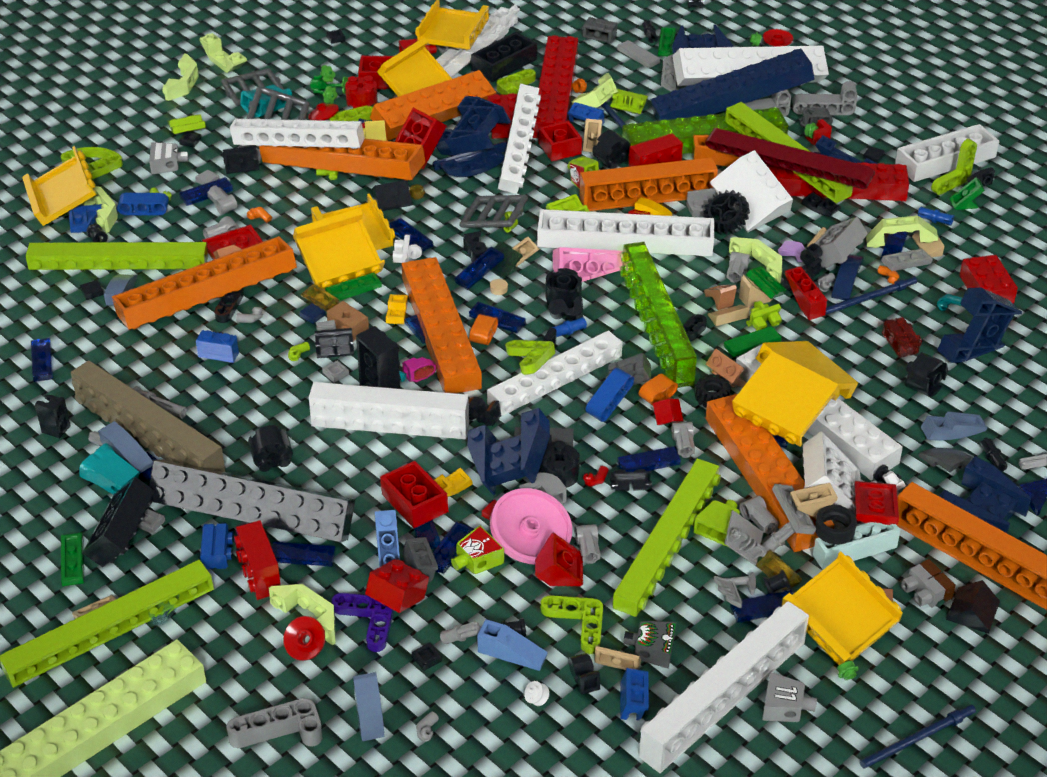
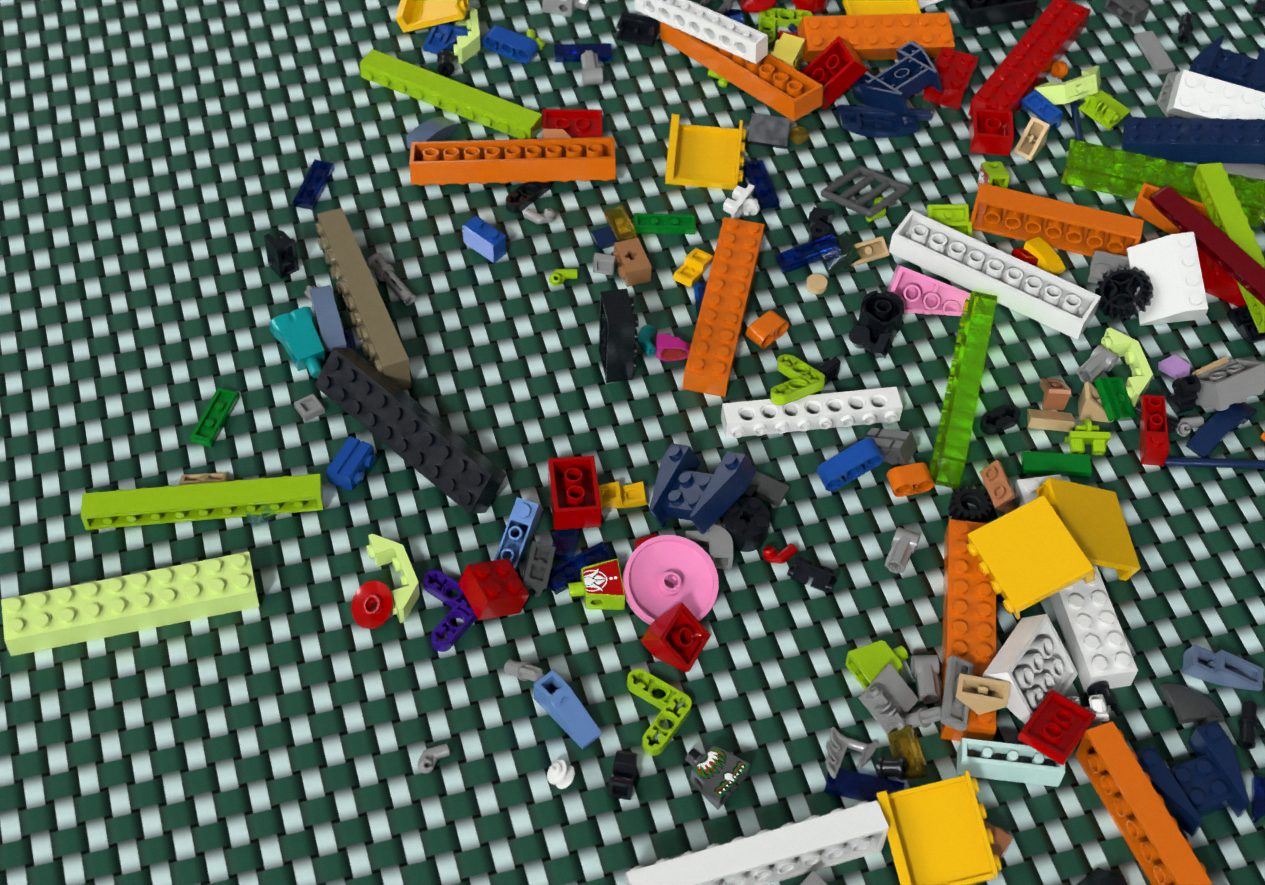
camera: 25 degrees right, 10 degrees up
(91, 289) = (405, 124): black tile -> none
(119, 522) = (272, 399): black brick -> none
(206, 177) = (592, 36): light grey tile -> none
(225, 225) = (577, 100): light grey piece -> none
(257, 559) = (376, 497): red brick -> none
(259, 212) = (619, 98): orange arm -> none
(270, 448) = (464, 378): black brick -> none
(276, 722) = (258, 678): light grey beam -> none
(304, 554) = (430, 509): clear blue tile -> none
(334, 343) = (601, 278): black hinge -> none
(335, 371) = (587, 315): light grey tile -> none
(337, 249) = (668, 175): yellow panel -> none
(368, 706) = (379, 712): sand blue slope -> none
(389, 410) = (607, 385): white brick -> none
(426, 656) = (481, 679): black tile -> none
(479, 411) = (703, 422): black leg -> none
(505, 319) = (799, 325): clear blue tile -> none
(511, 83) = (978, 40): lime beam -> none
(518, 139) = (903, 159): white brick -> none
(518, 626) = (584, 690): black bush -> none
(569, 327) = (860, 363): blue pin -> none
(587, 539) = (722, 623): light grey piece -> none
(611, 149) = (1041, 164): black brick -> none
(616, 659) = (668, 775): tan slope -> none
(634, 693) = (659, 823): blue hinge -> none
(650, 460) = (848, 559): clear blue tile -> none
(655, 151) = (1087, 189): red brick -> none
(666, 41) = (1198, 44): green tile -> none
(666, 538) = (808, 658): lime brick -> none
(667, 411) = (904, 511): red panel -> none
(835, 536) = (997, 717): black tyre -> none
(901, 337) = (1233, 532): clear red brick -> none
(926, 374) = (1228, 592): black brick -> none
(928, 584) = (1064, 849): light grey hips -> none

